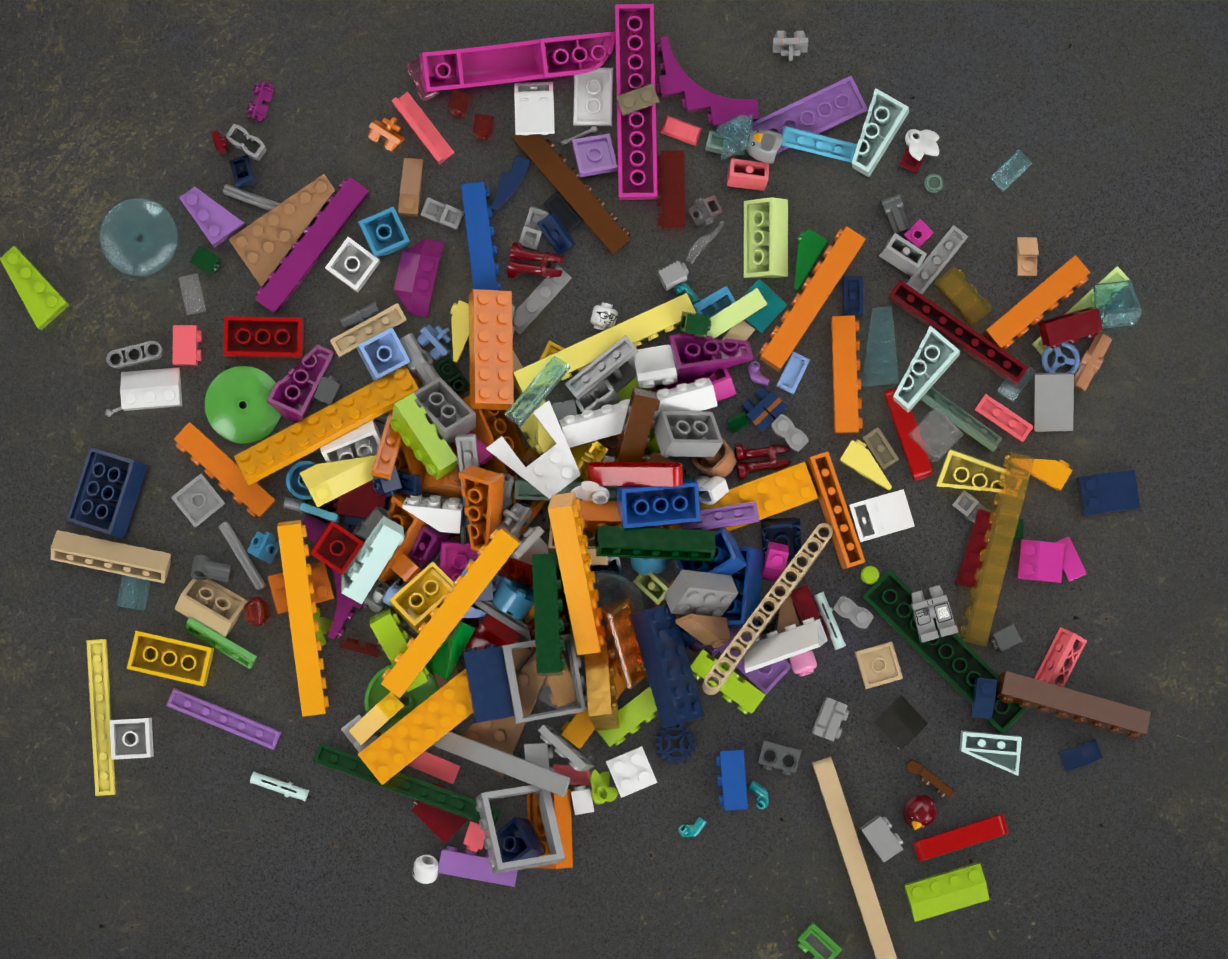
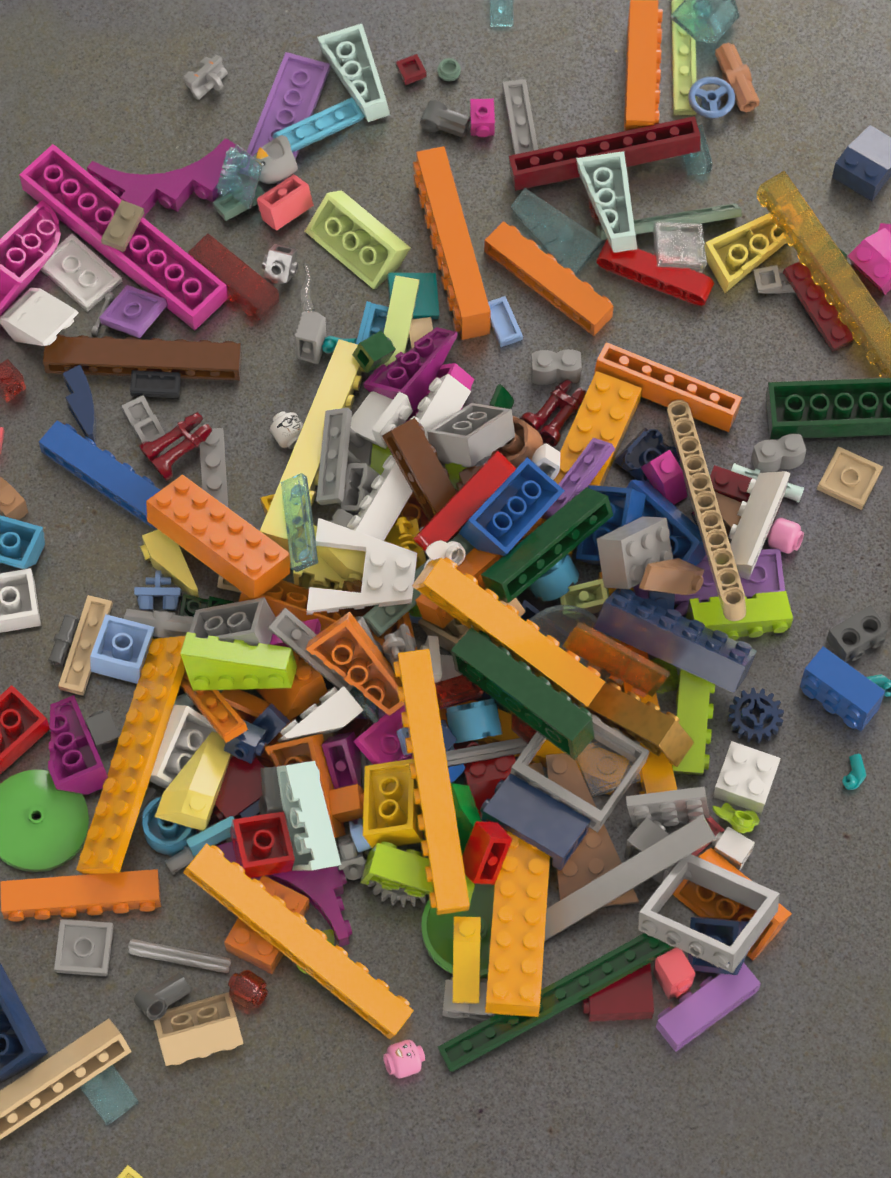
camera: 50 degrees left, 20 degrees down
(170, 658) = (211, 1113): yellow brick -> none
(220, 643) = (243, 1053): bright green tile -> none
(223, 718) = (321, 1122): medium lavender tile -> none
(264, 546) = (192, 923): dark azure brick -> none
(296, 731) = (404, 1059): none -> bright pink head
(301, 794) = (439, 1129): light aqua pin -> none
(368, 649) = (389, 918): clear red plate -> none
(418, 276) = (84, 557): magenta wedge -> none
(425, 869) = (662, 1056): white head -> none
(436, 767) = (568, 958): coral tile -> none
(439, 677) = (485, 852): none -> red brick
(441, 213) = (48, 488): light grey slope -> none
(556, 233) = (168, 403): dark blue plate -> none
(681, 130) = (188, 227): coral tile -> none
(755, 374) = (473, 353): medium lavender arm -> none
(770, 403) = (516, 368): dark blue hips -> none
(808, 251) = (407, 219): green slope -> none
(829, 719) = (862, 559): light grey brick -> none
(853, 296) = (482, 212): dark blue plate -> none
(862, 461) = (646, 330): light yellow slope -> none
(870, 575) = (757, 410): lime piece -> none
(880, 448) = (646, 306): dark tan plate -> none
(881, 515) = (710, 354): white slope -> none
(902, 254) = (488, 140): light grey brick -> none
(923, 144) = (403, 48): white plate -> none
(929, 609) = (849, 379): light grey hips -> none
(963, 296) = (572, 125): clear yellow brick -> none
(1003, 418) = (719, 186): coral plate -> none
(1027, 256) = (591, 53): light nougat slope -> none
(1051, 472) = (812, 185): light orange slope -> none
(1053, 401) = (744, 133): light grey tile -> none
(1070, 327) = (691, 62): dark red brick -> none

